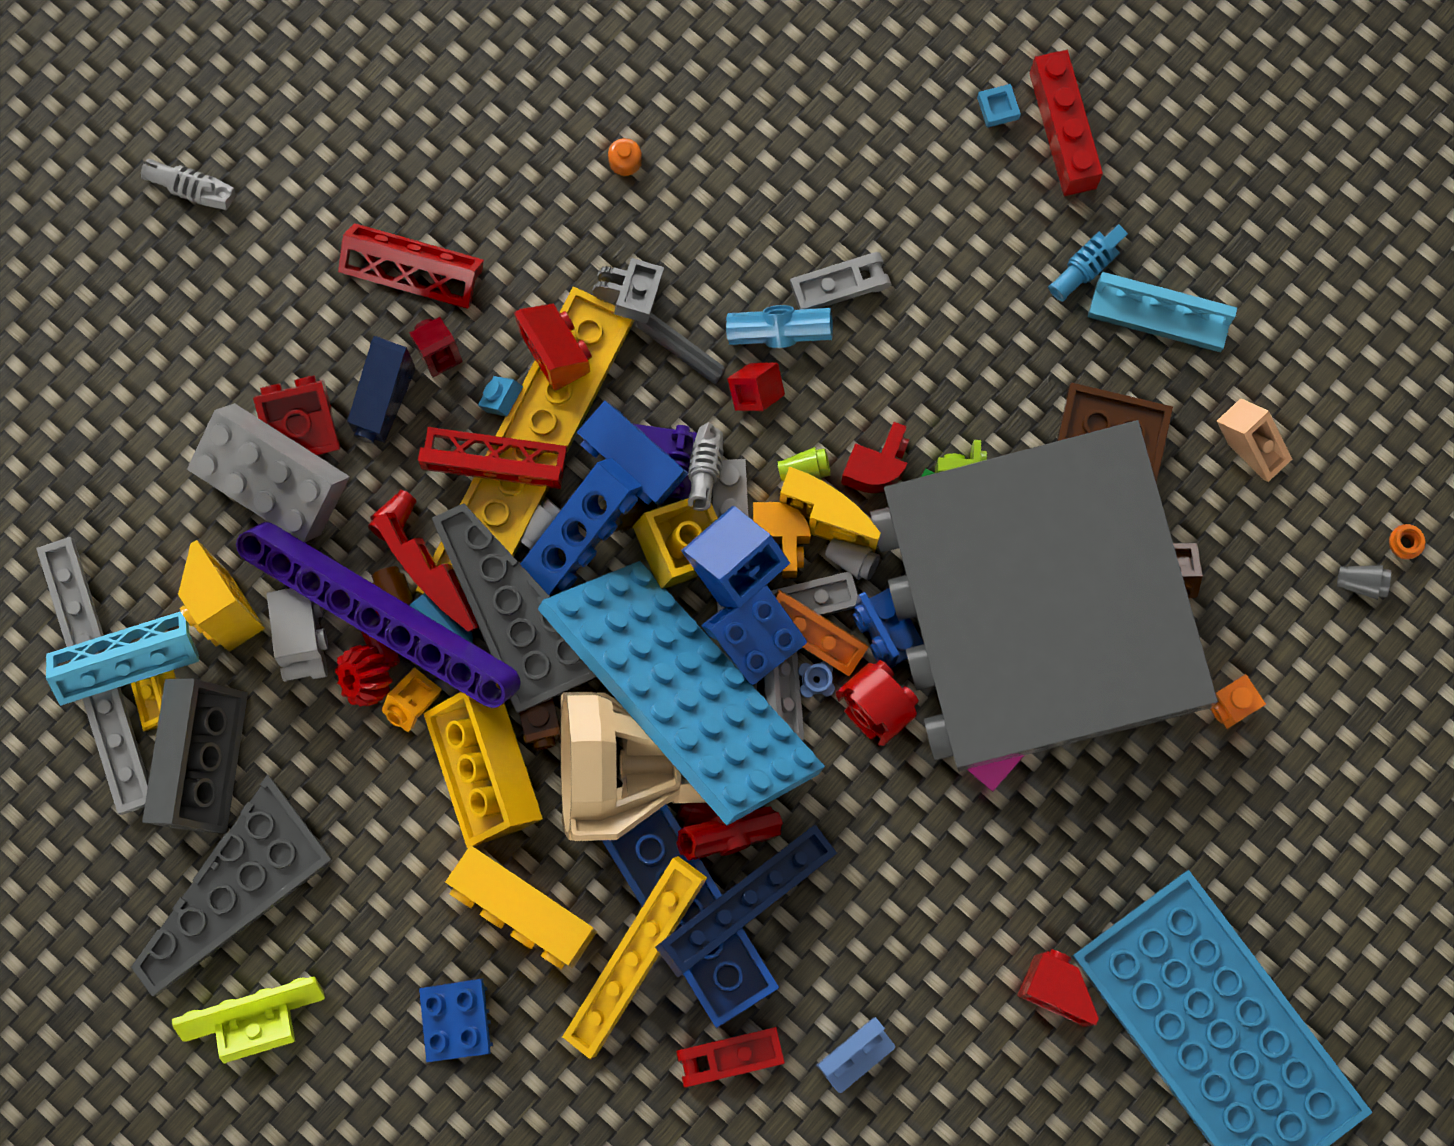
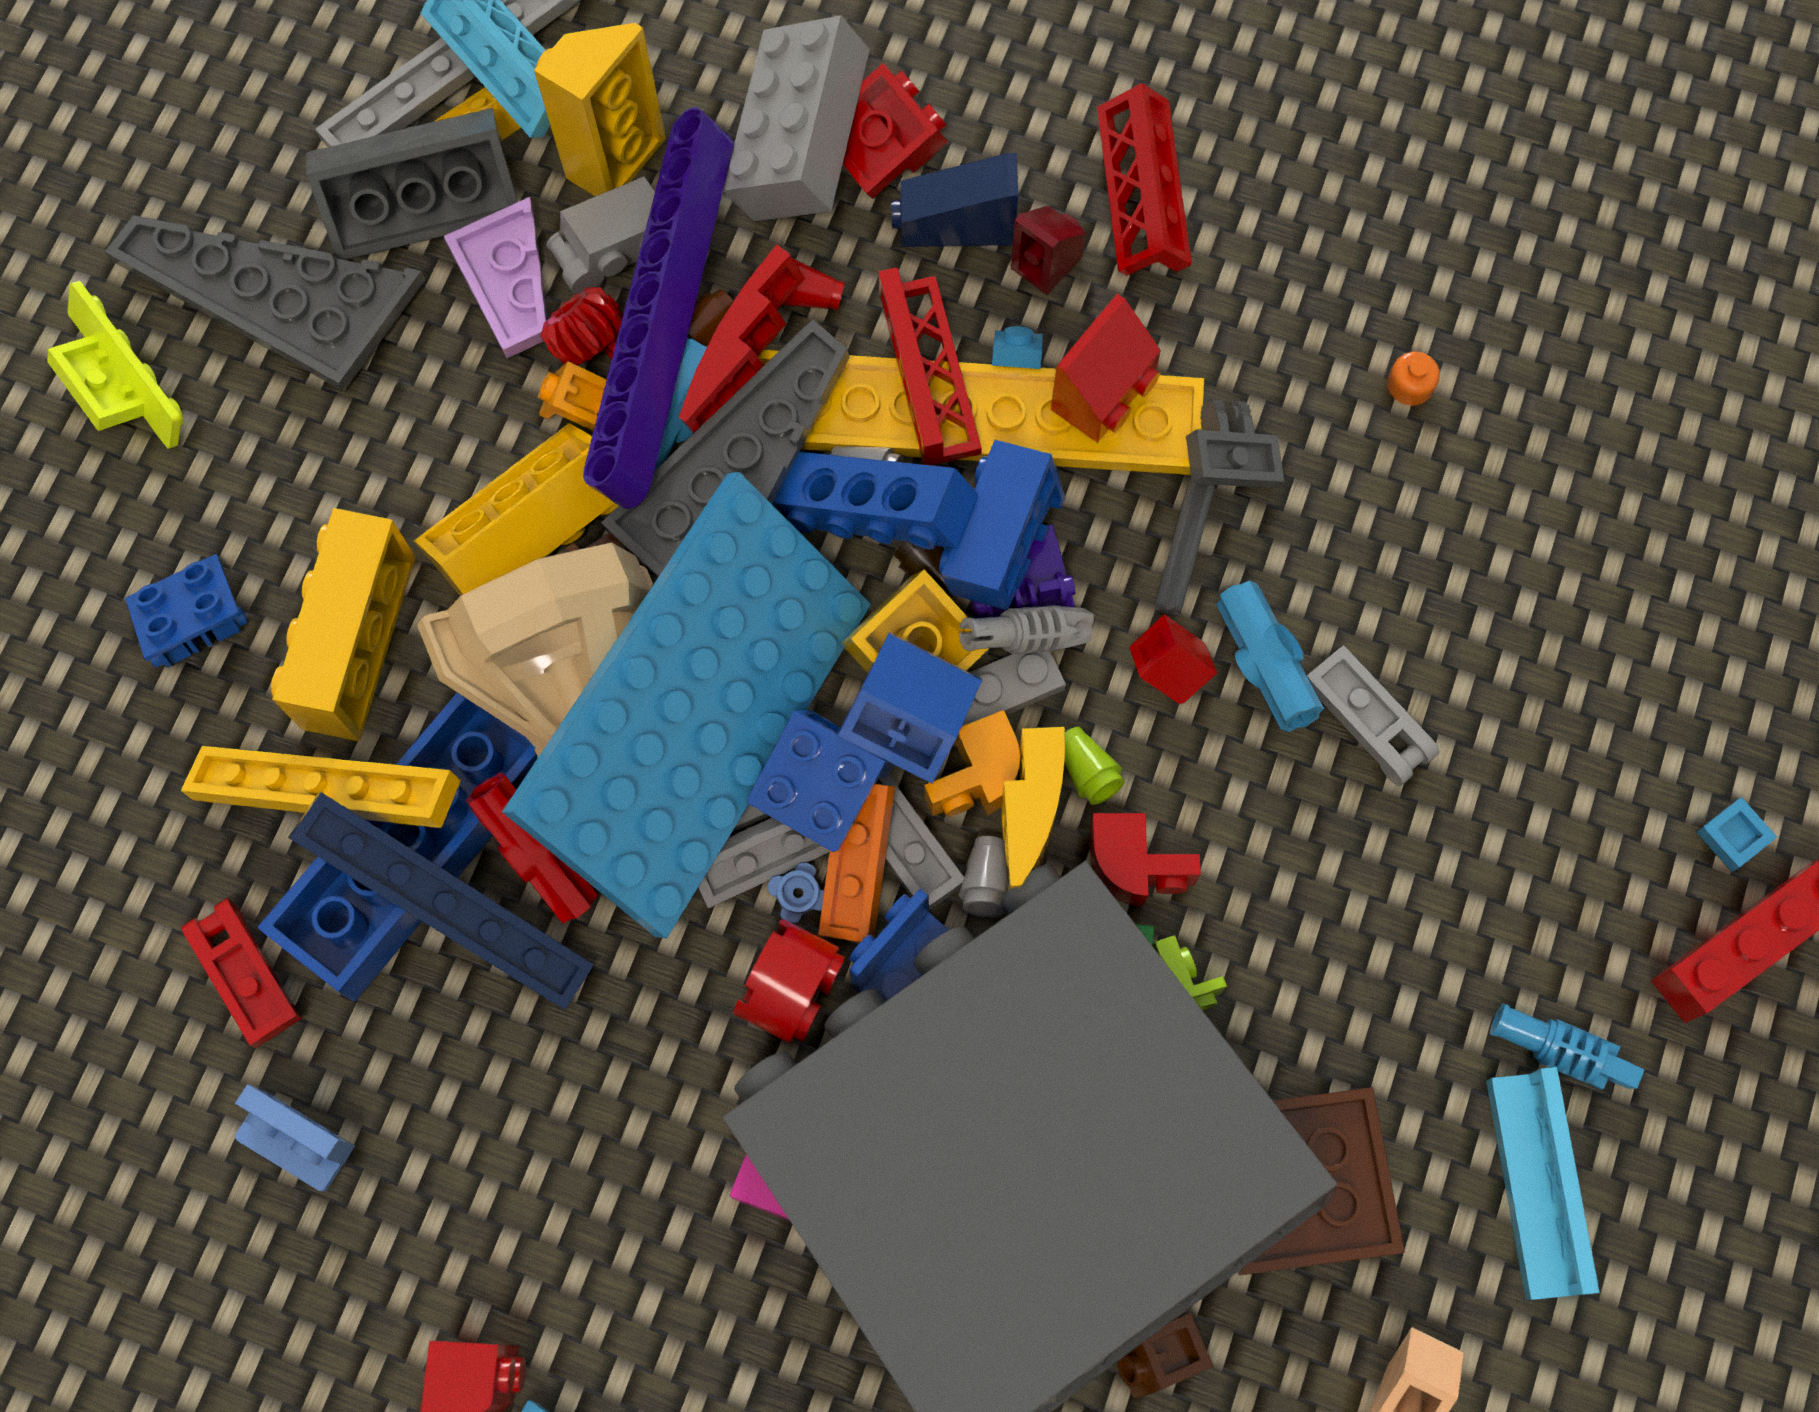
camera: 70 degrees right, 5 degrees down
(293, 718) = (504, 274): none -> lavender wing

